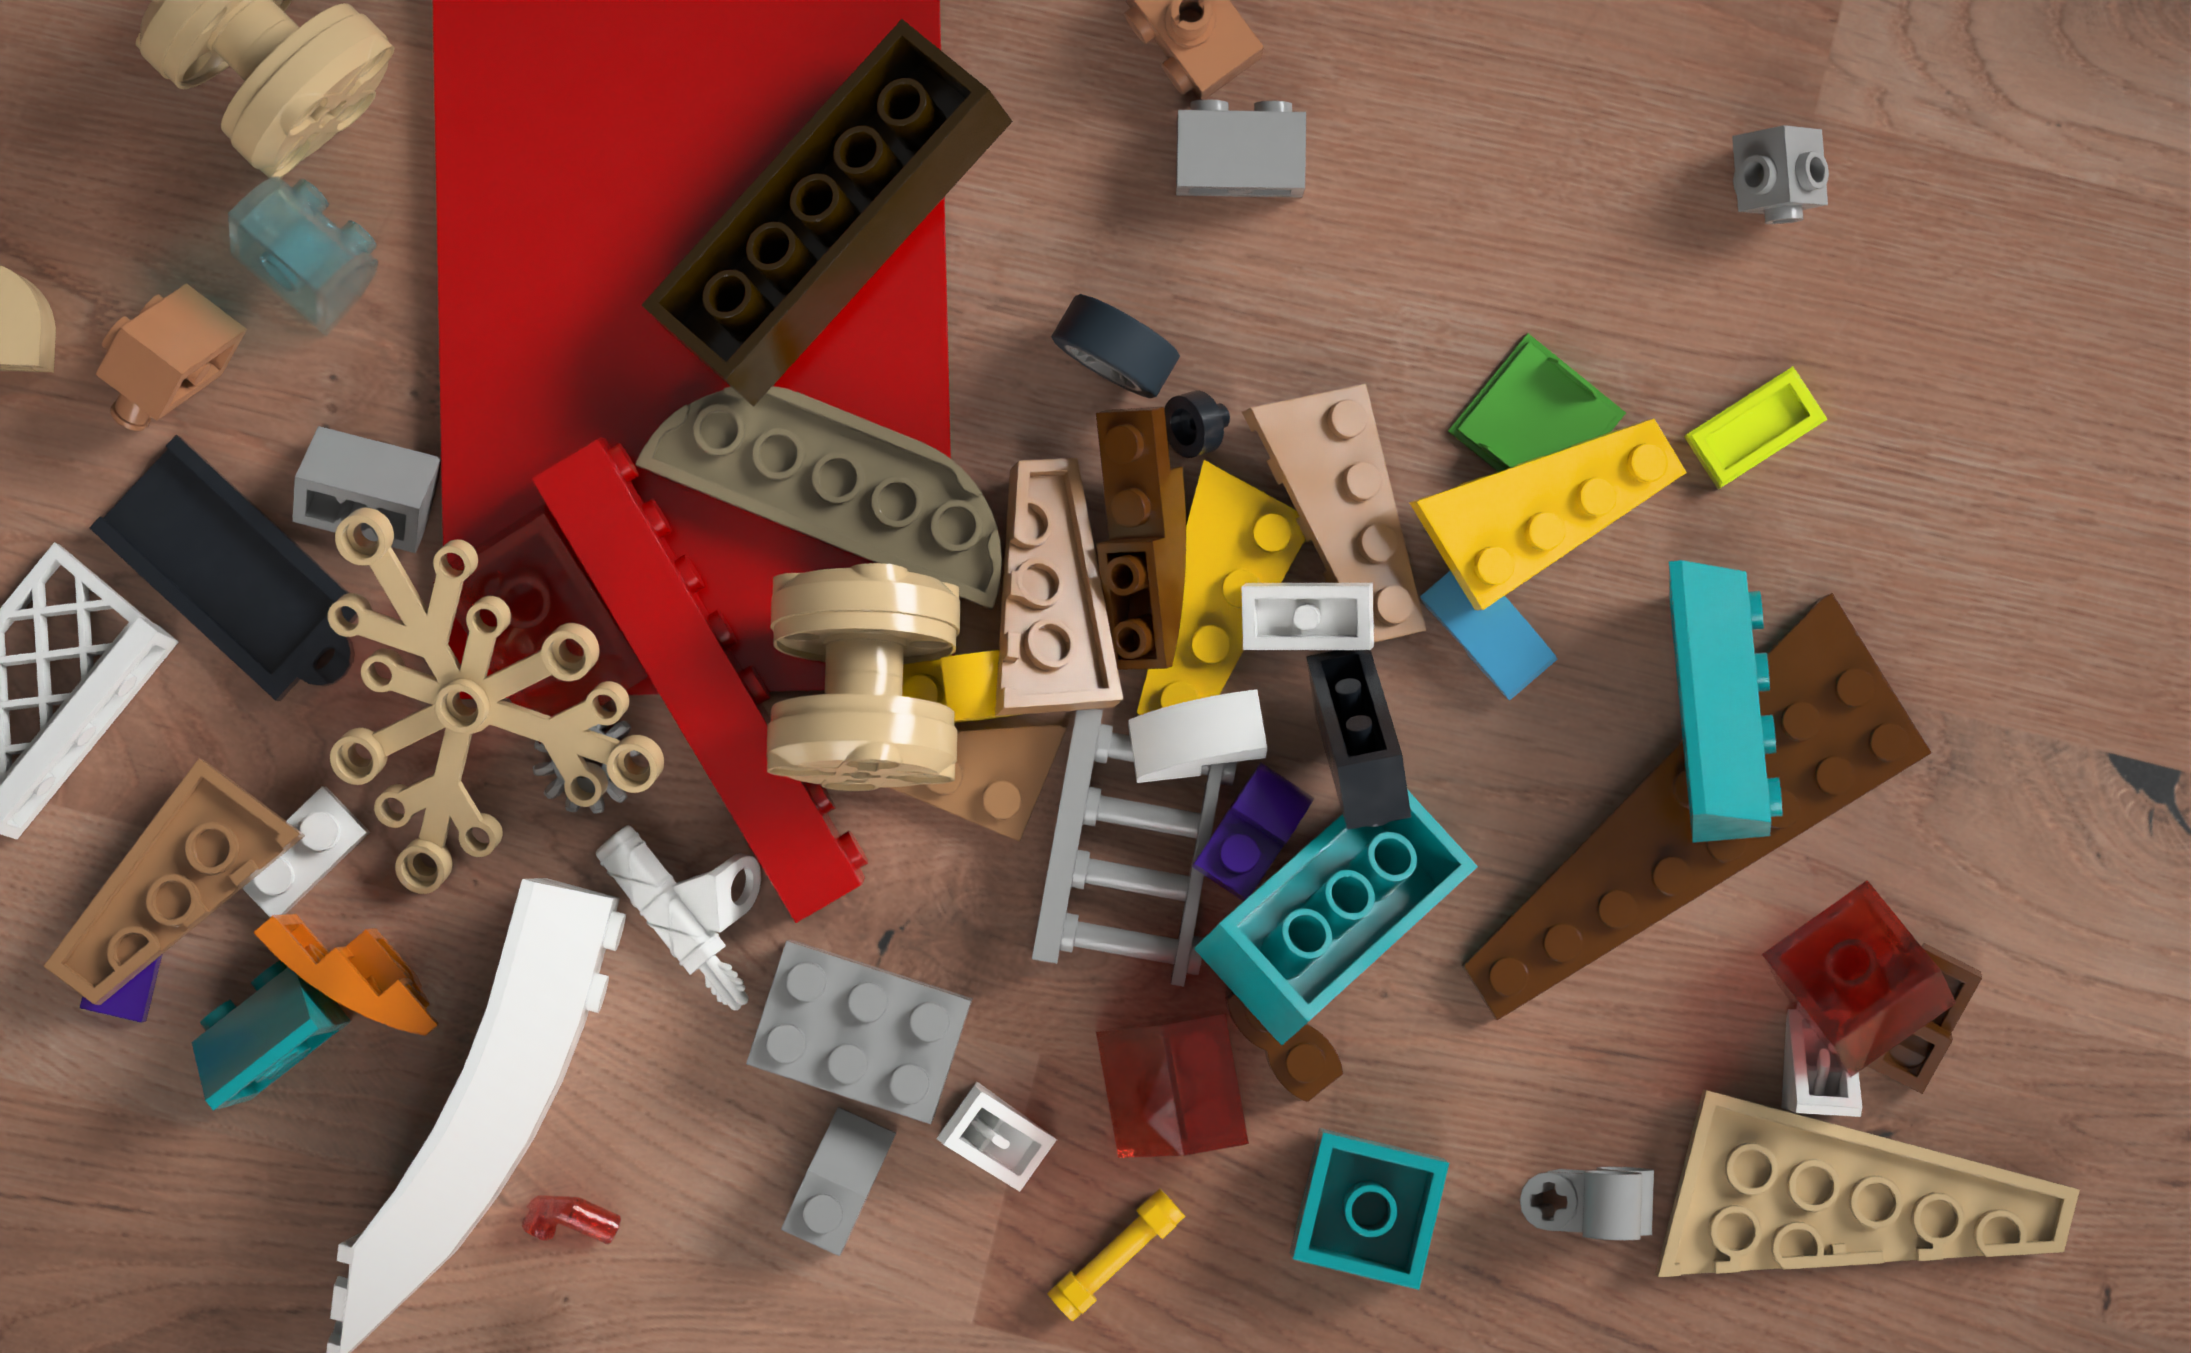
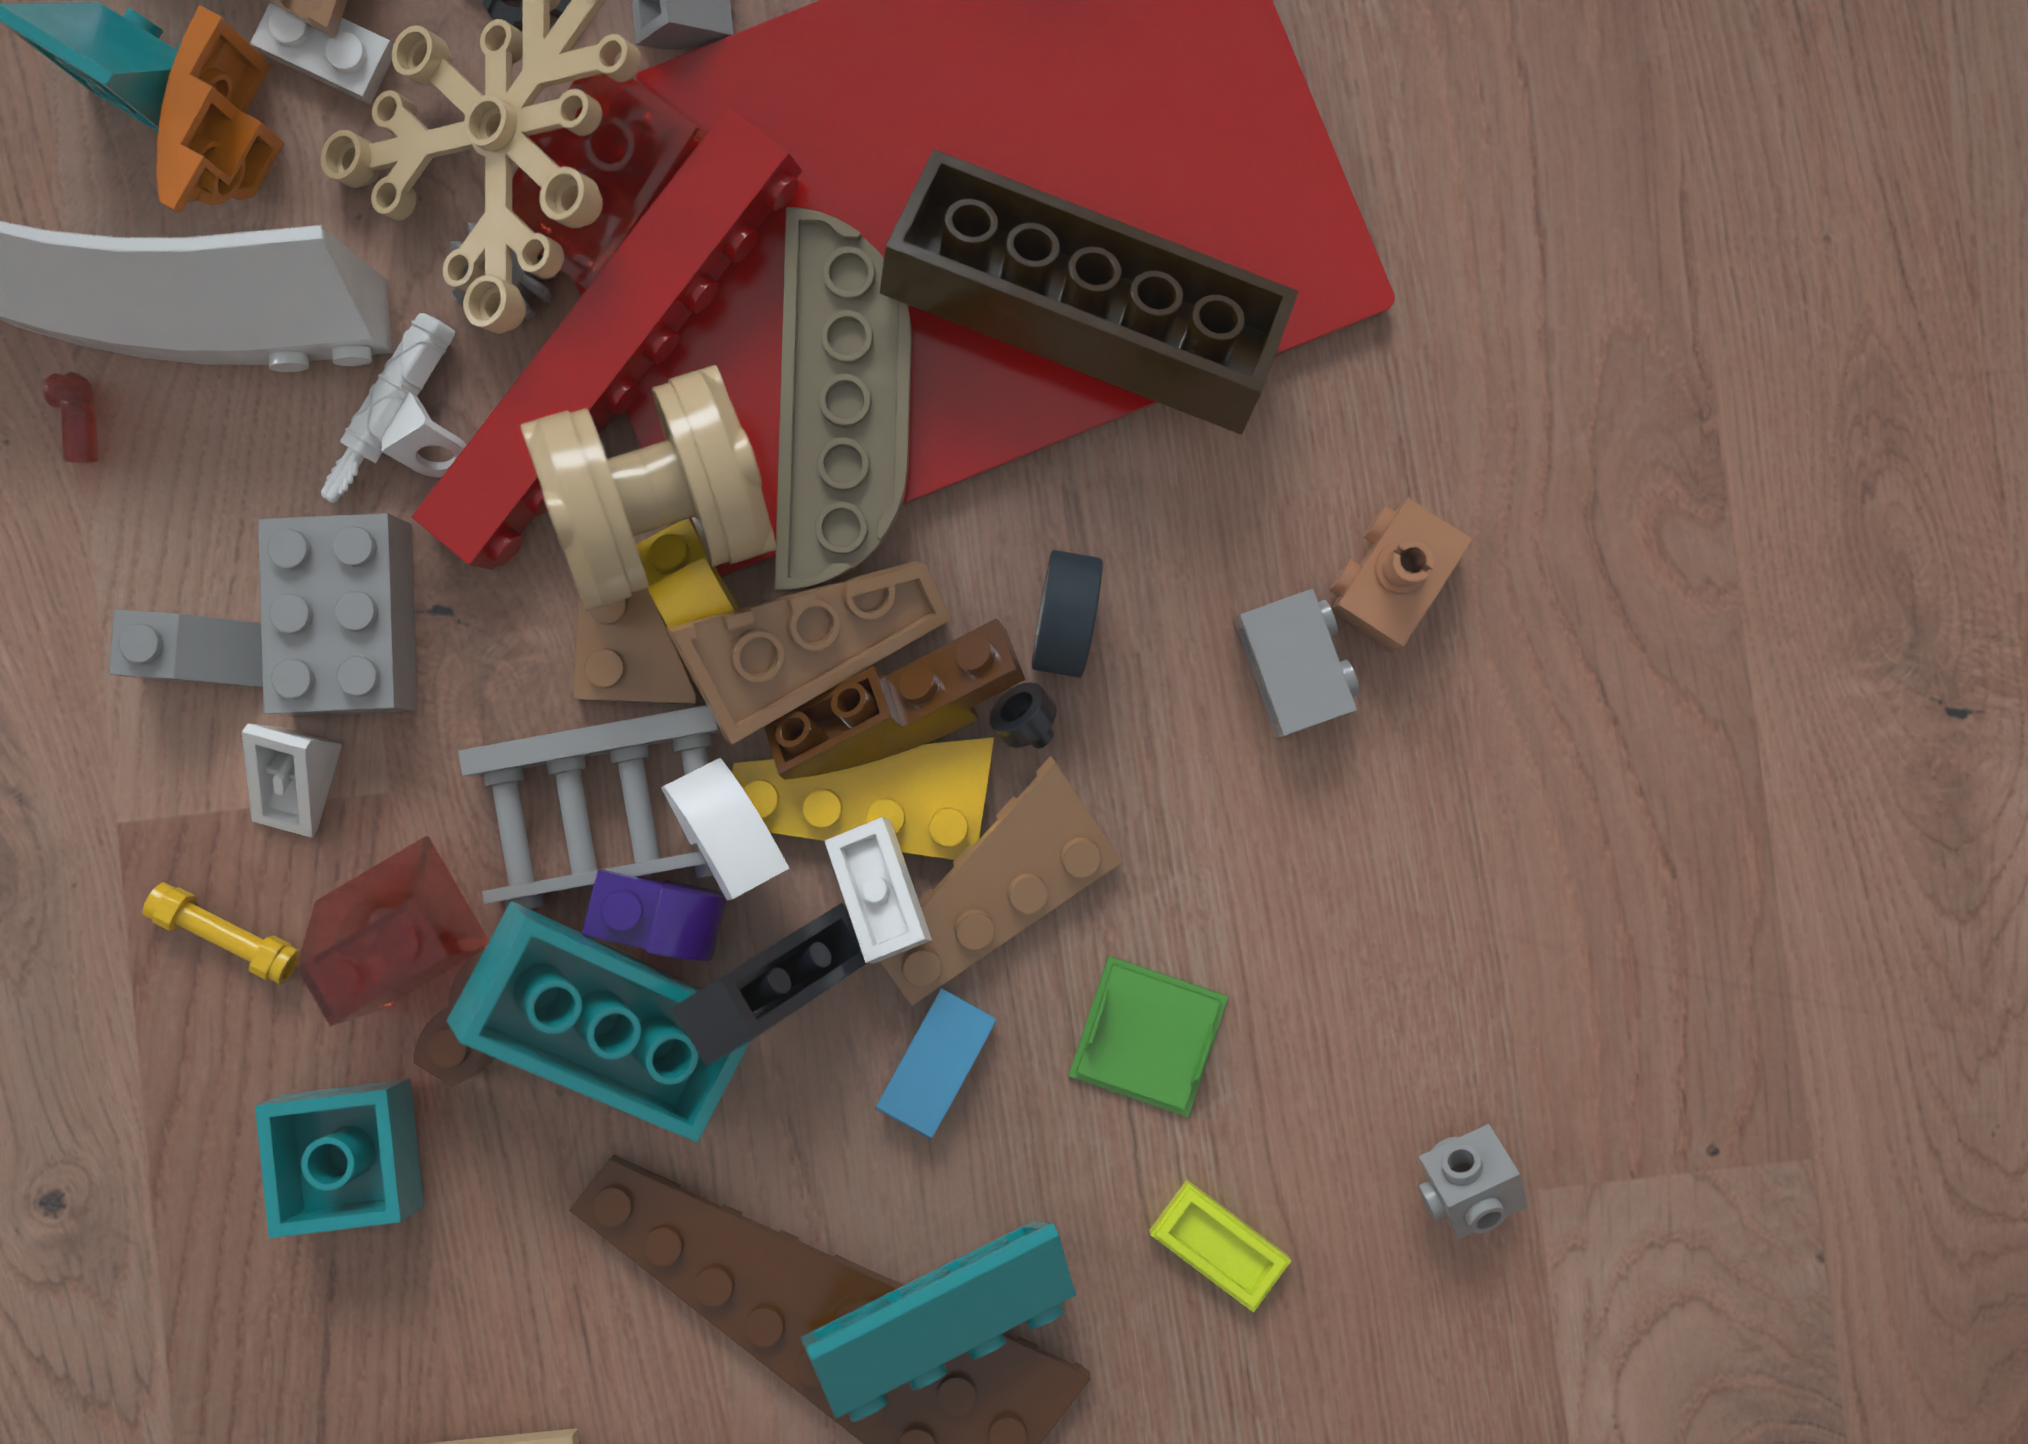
camera: 70 degrees right, 0 degrees up
(1532, 514) = (1055, 1067): yellow wing -> none
(1601, 1202) = (425, 1377): light grey piece -> none

